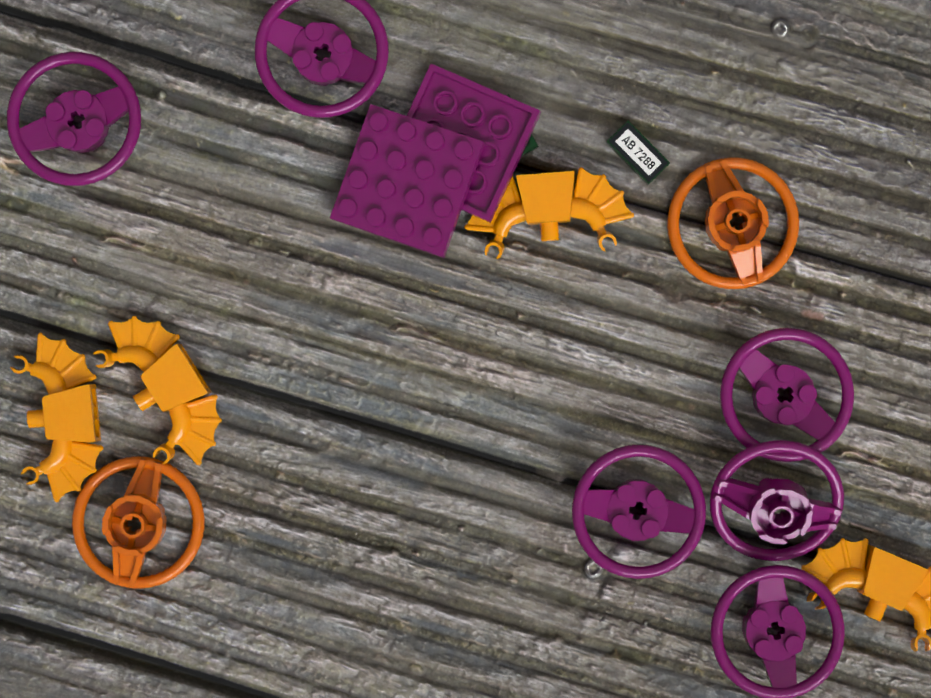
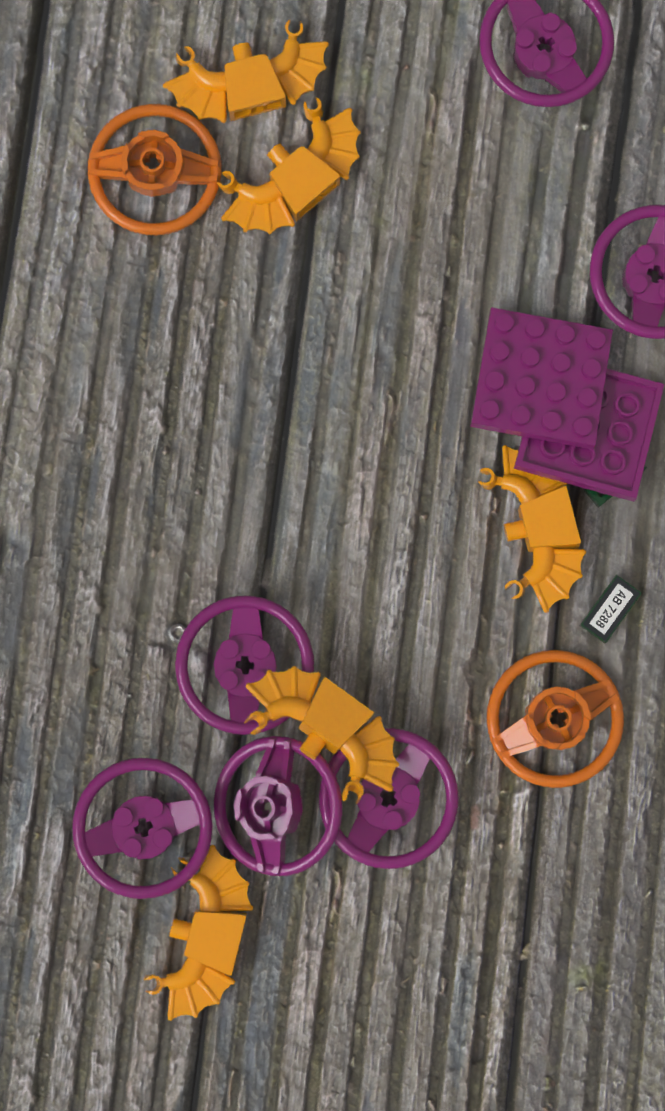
camera: 80 degrees right, 5 degrees down
(708, 439) = (330, 722): none -> light orange torso

